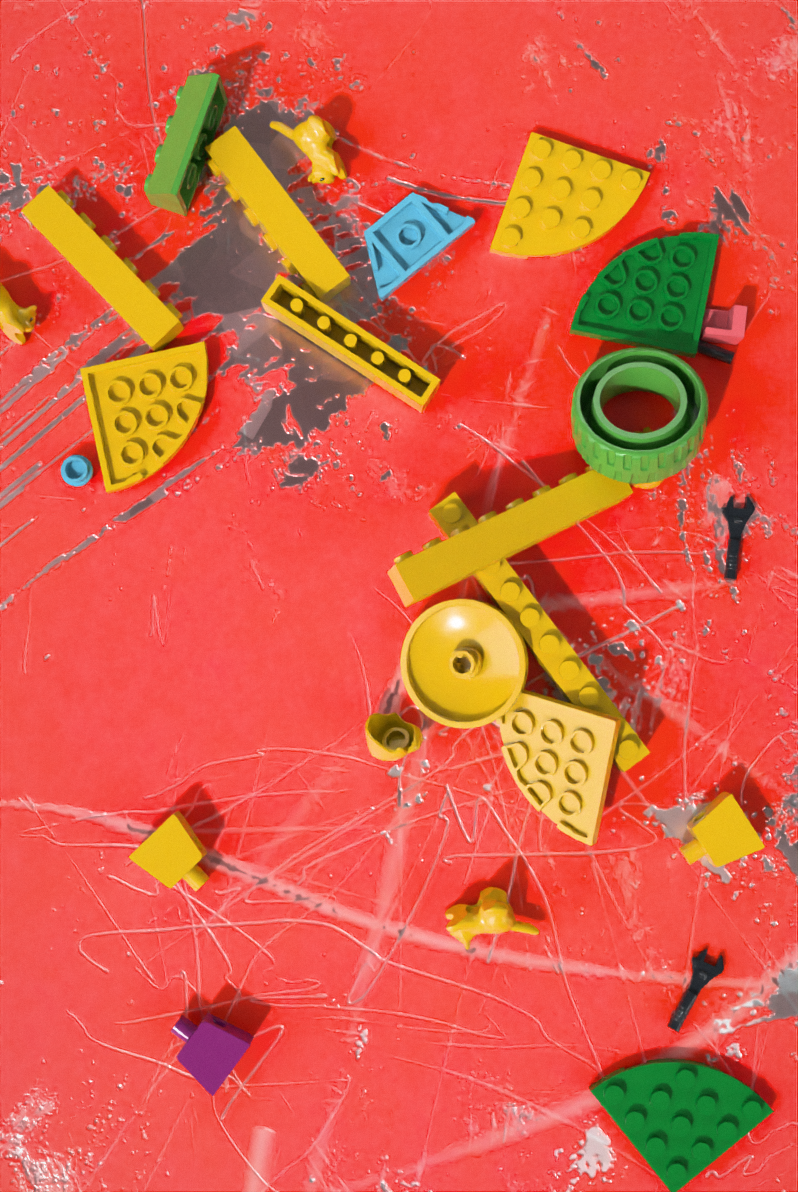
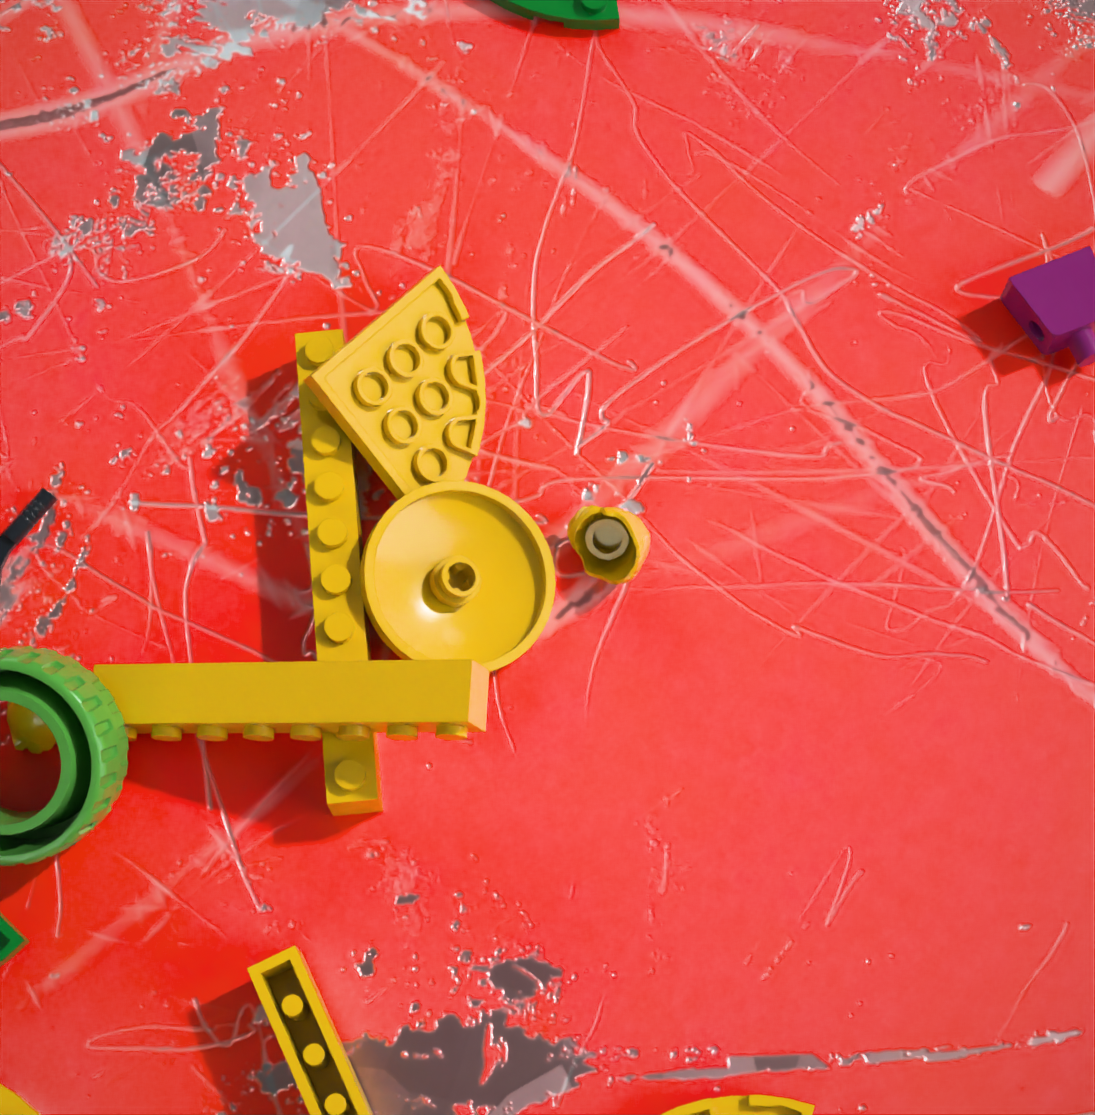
camera: 150 degrees left, 15 degrees down
(172, 854) = (986, 563): yellow torso -> none
(489, 915) = (620, 267): yellow animal -> none
(701, 975) = (405, 71): black piece -> none
(721, 833) = (273, 205): yellow torso -> none

